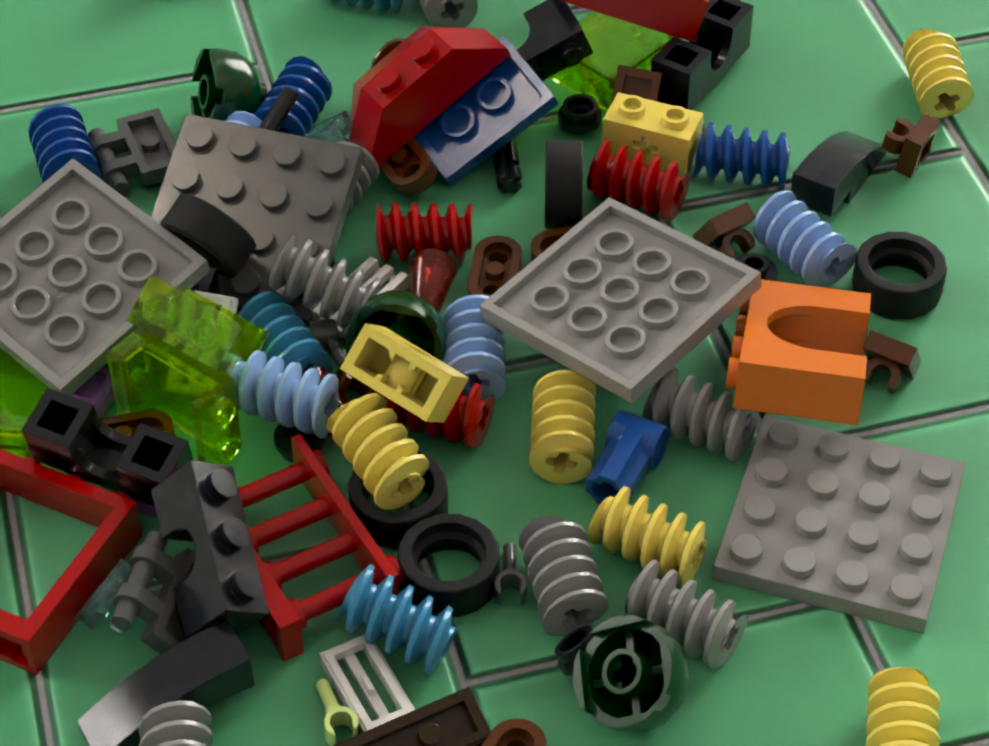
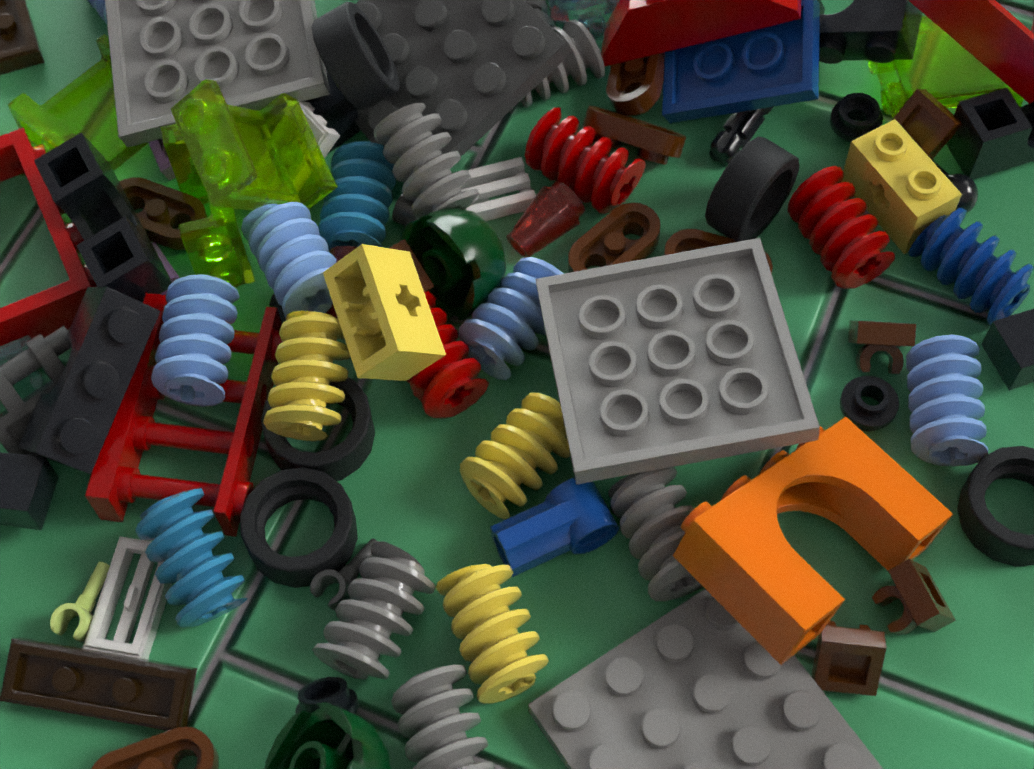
camera: 40 degrees right, 15 degrees up
(270, 481) = (195, 340): none -> light blue piece
(459, 194) = (653, 141): none -> reddish brown plate
(886, 414) = (849, 659): none -> reddish brown tile

